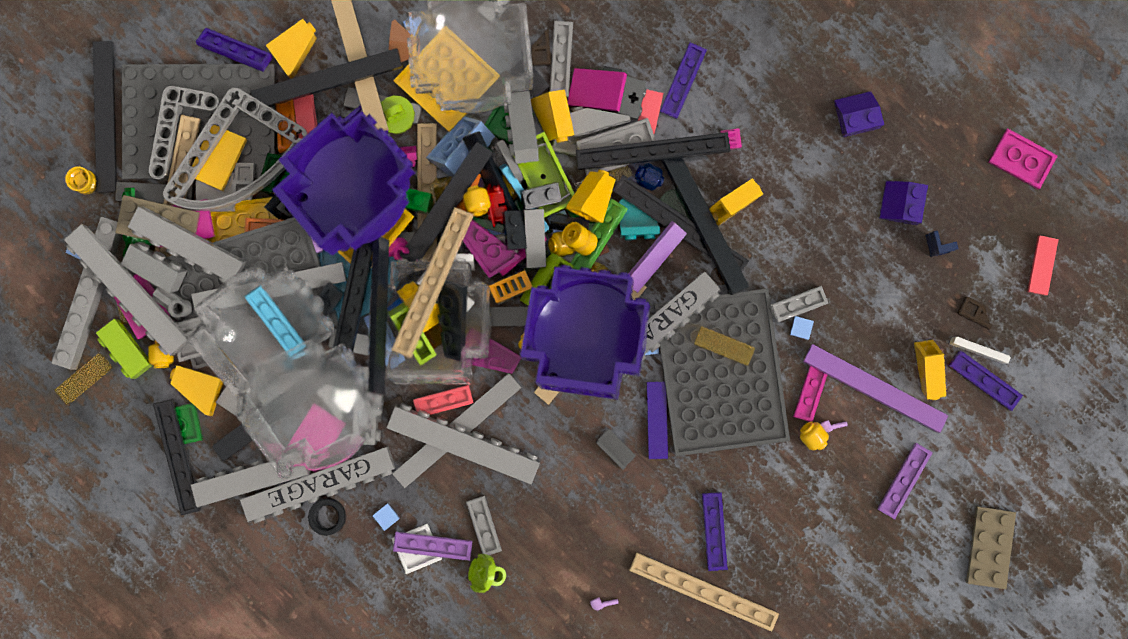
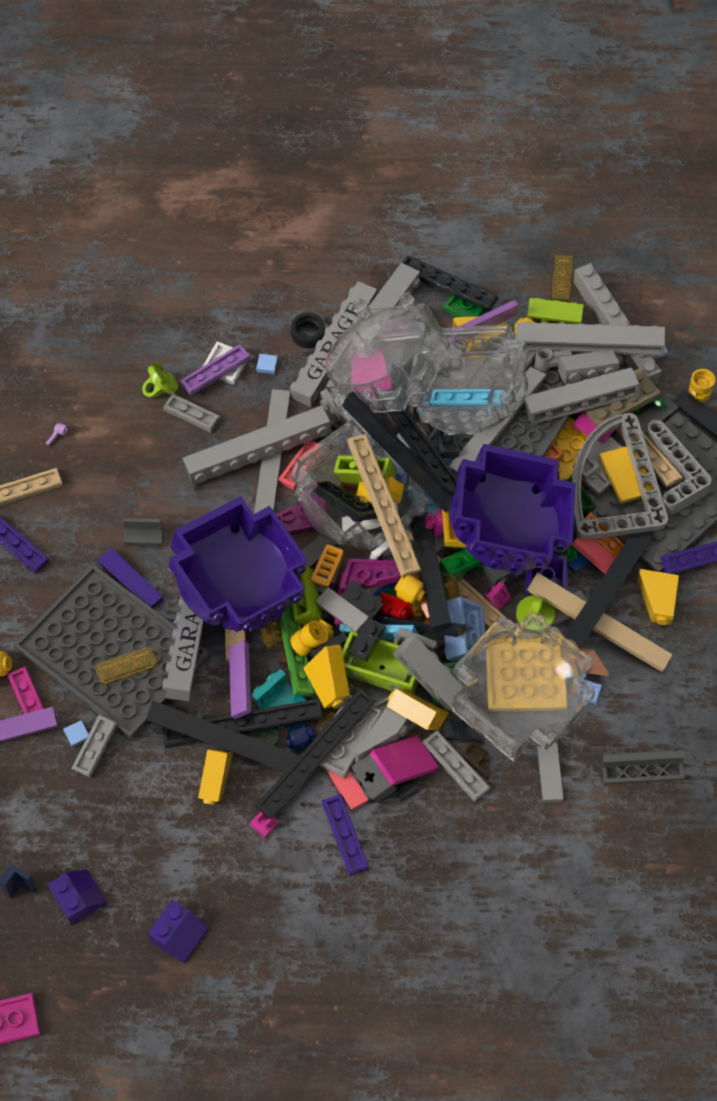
camera: 135 degrees right, 25 degrees down
(190, 385) = (495, 316): none -> medium lavender tile

